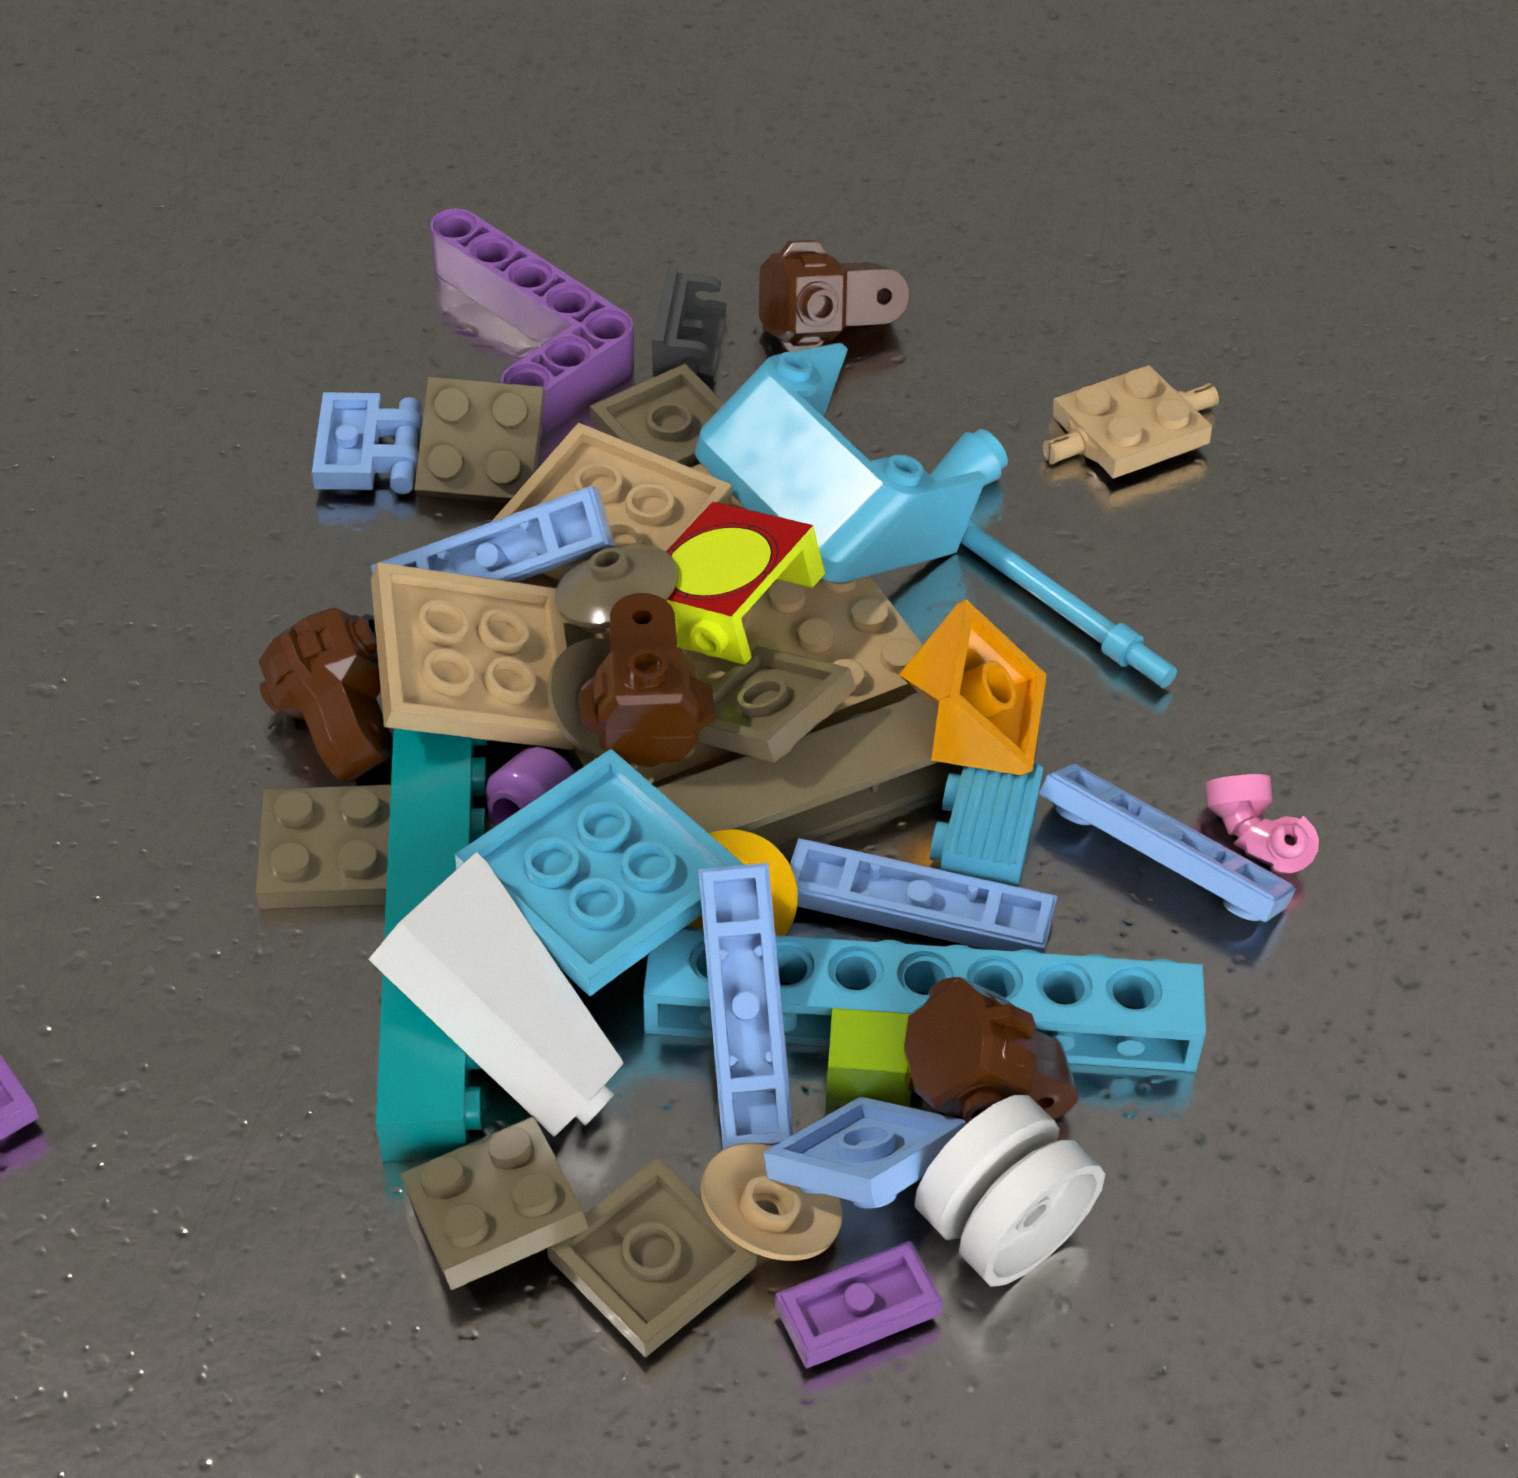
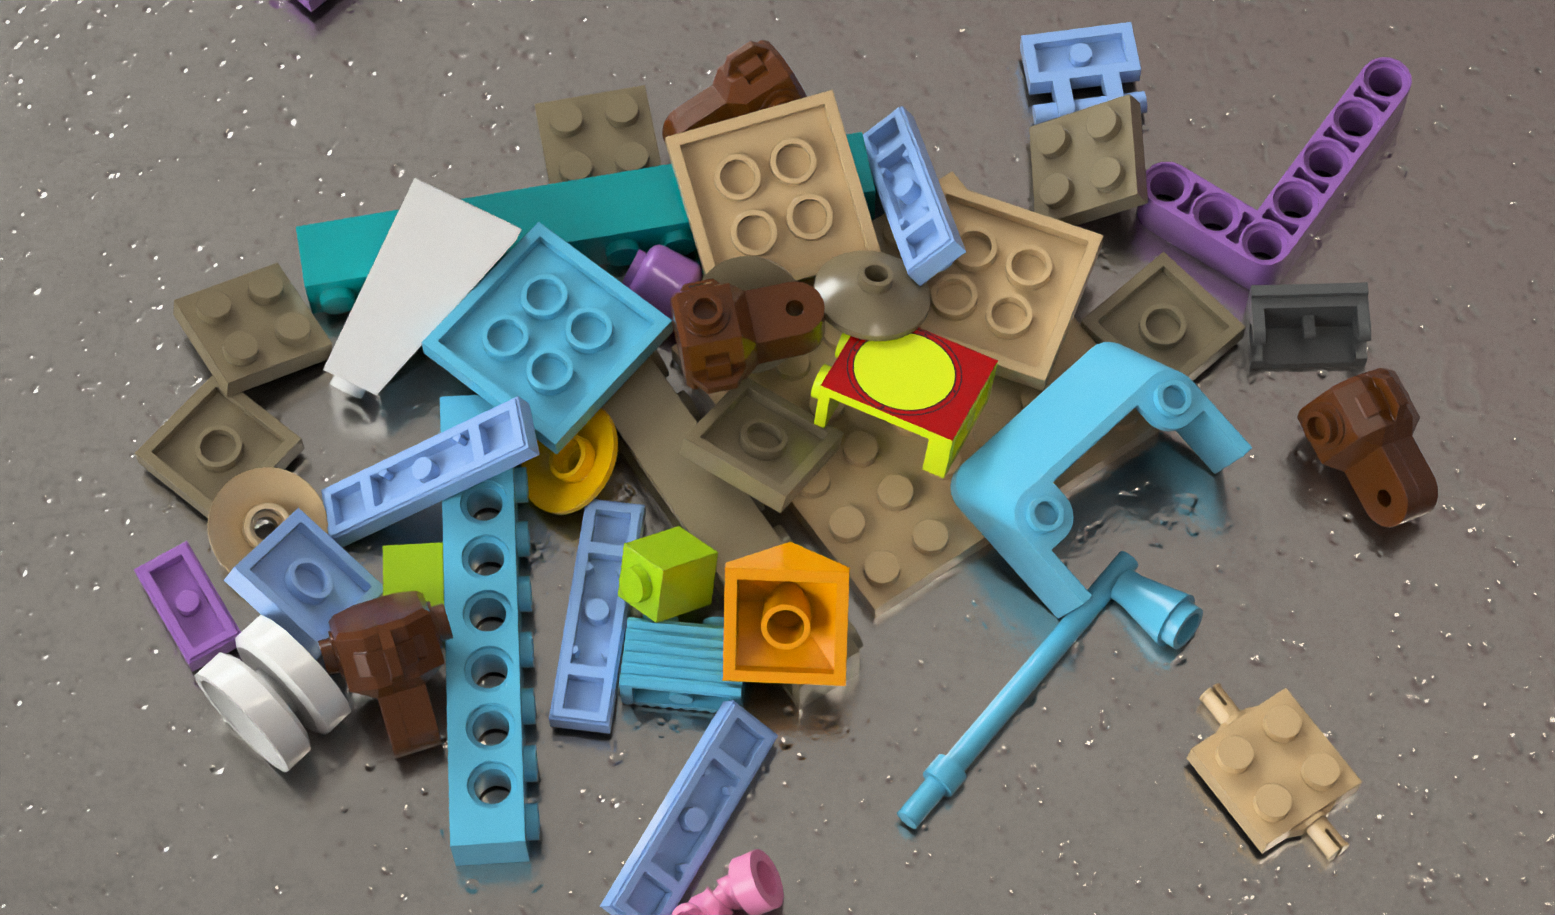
camera: 85 degrees right, 15 degrees up
(898, 809) = (667, 574): none -> lime brick

